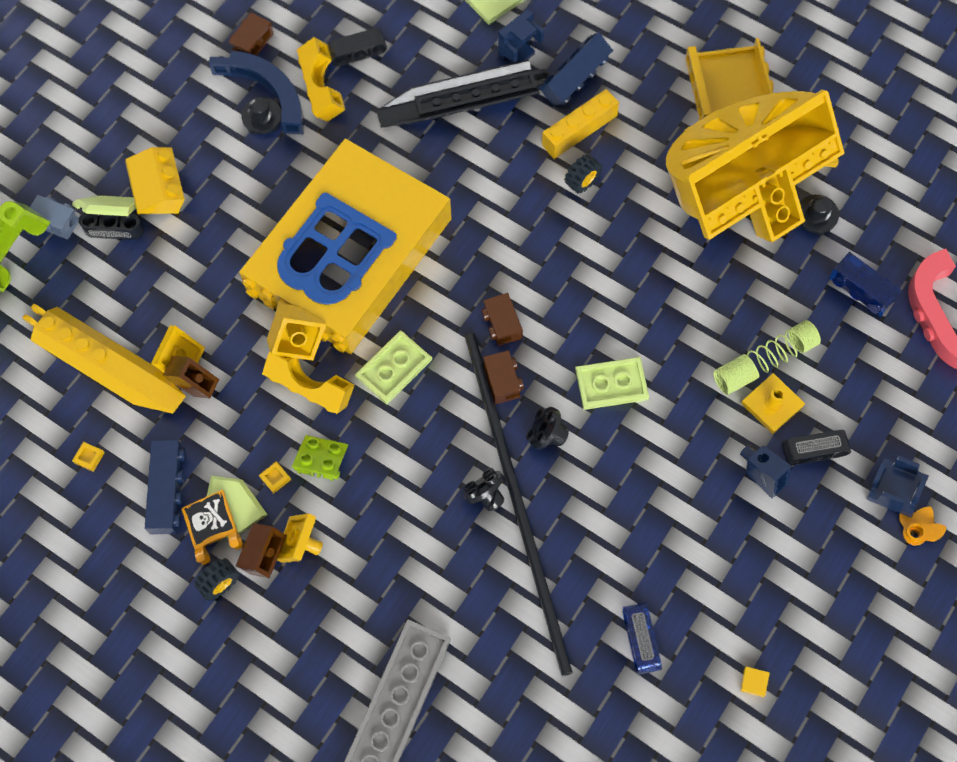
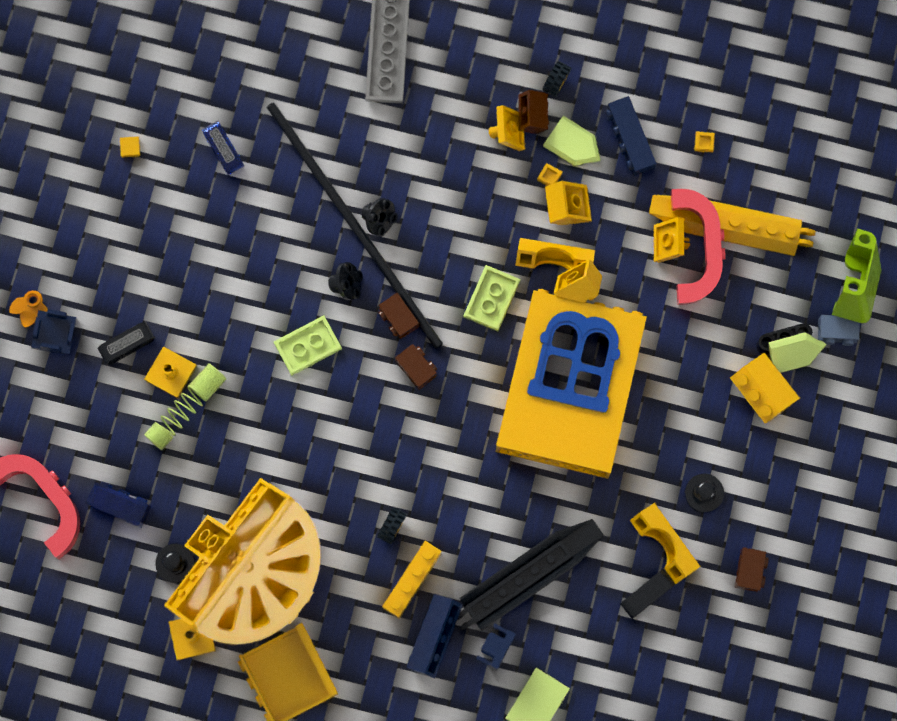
camera: 160 degrees right, 10 degrees up
(153, 305) = (714, 253): none -> coral arch
(191, 377) = (648, 223): reddish brown brick -> none
(209, 522) = (583, 121): flag -> none
(268, 435) = (568, 203): none -> yellow slope
(269, 76) = (706, 530): dark blue arch -> none
(320, 457) = (520, 202): lime hinge -> none
(767, 469) = (156, 302): dark blue torso -> none

